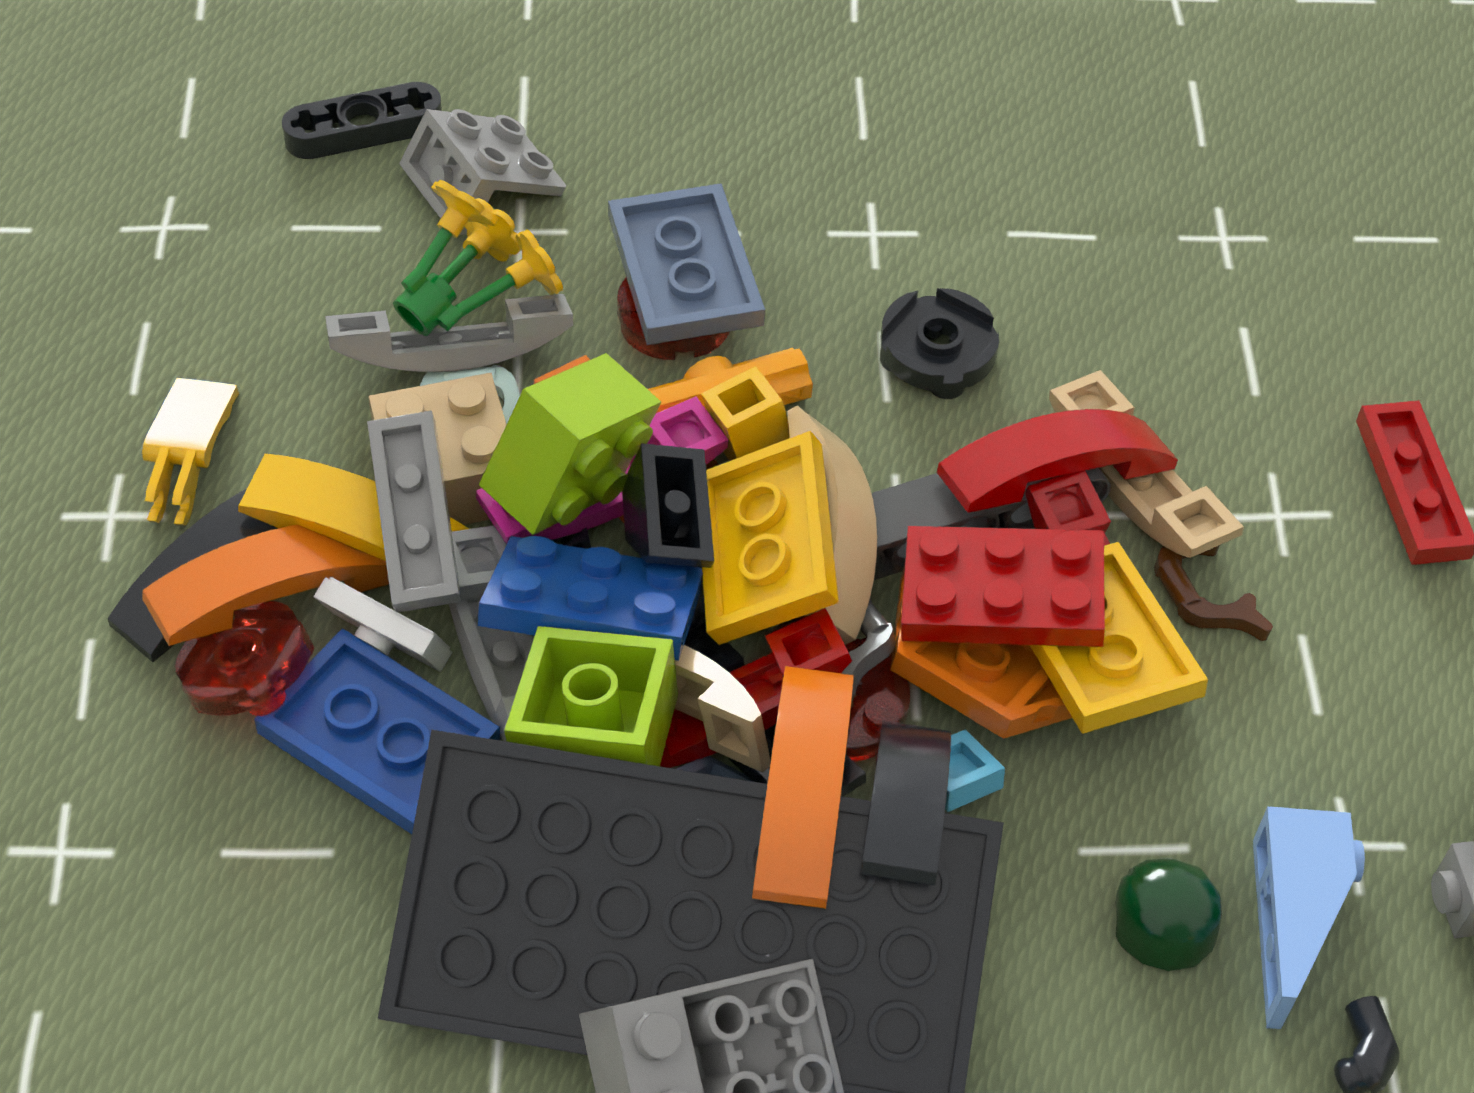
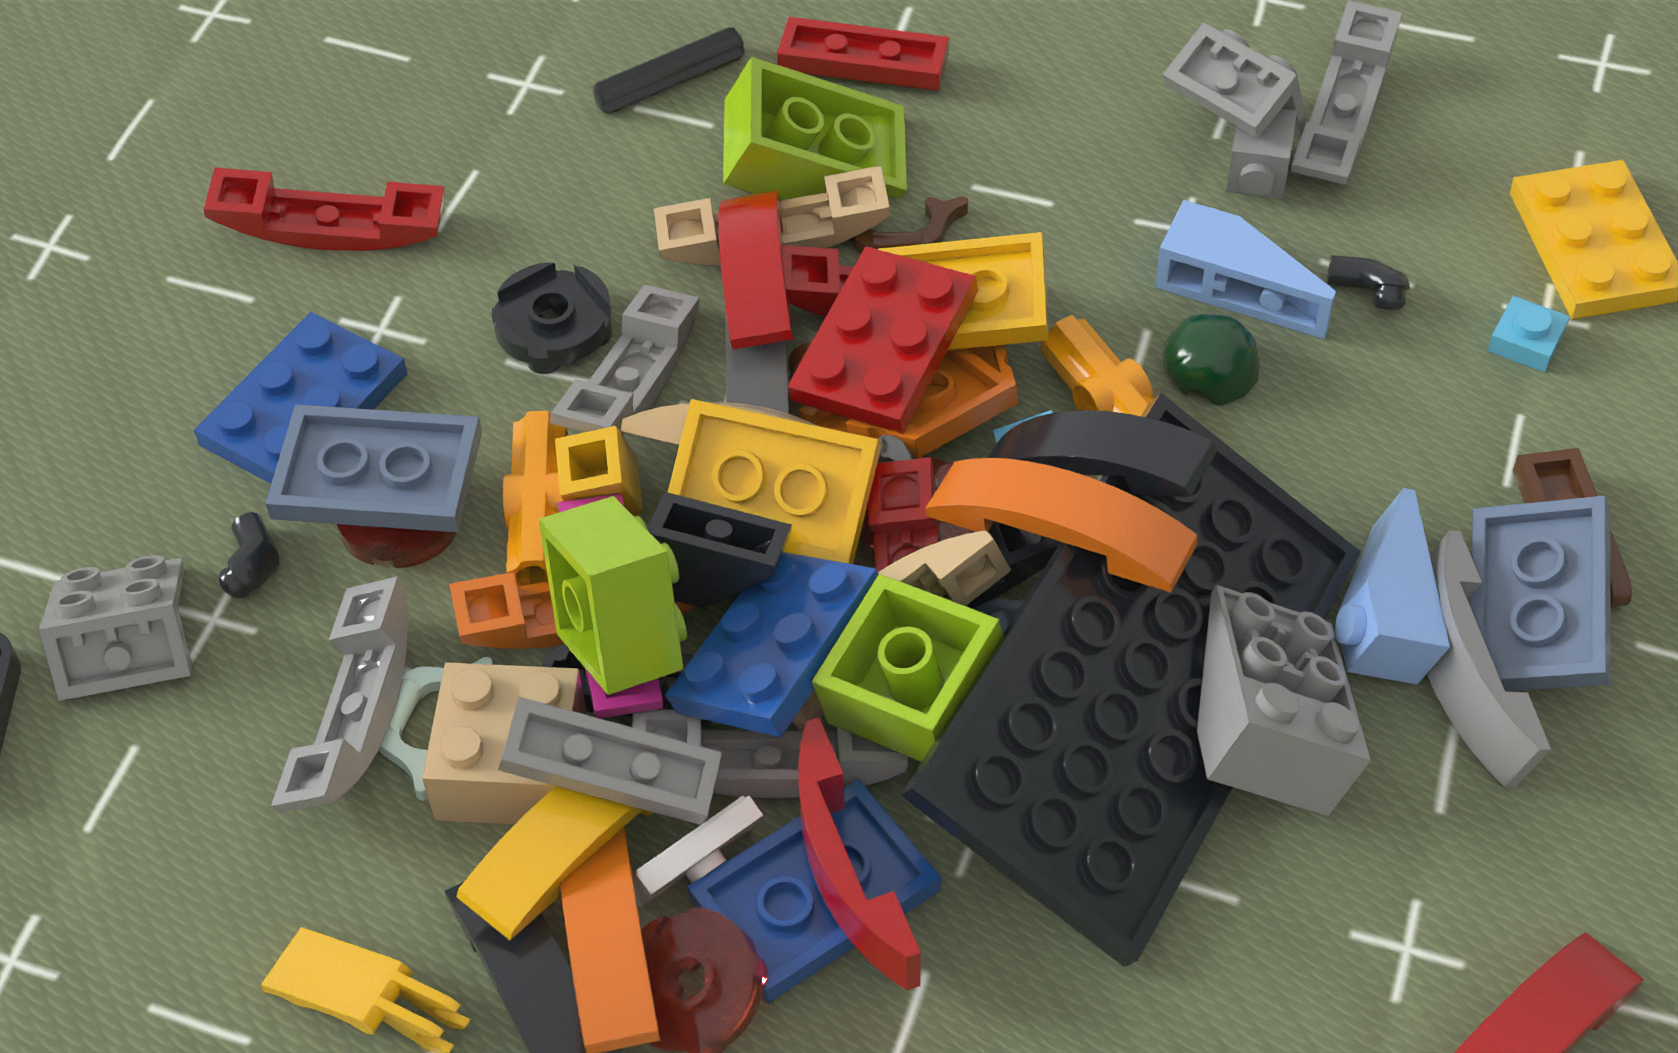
camera: 65 degrees left, 0 degrees up
(430, 298) = (303, 700): plant -> none
(460, 680) = (872, 925): none -> red slope
(576, 230) = (253, 560): none -> black arm
(778, 204) = (309, 367): none -> blue plate
(888, 418) = (637, 365): none -> light grey slope
(967, 141) = (323, 219): none -> red slope
(1064, 825) = (1094, 371): none -> light orange piece
(1271, 468) = (797, 128): none -> lime slope
(1300, 334) = (668, 70): none -> black axle

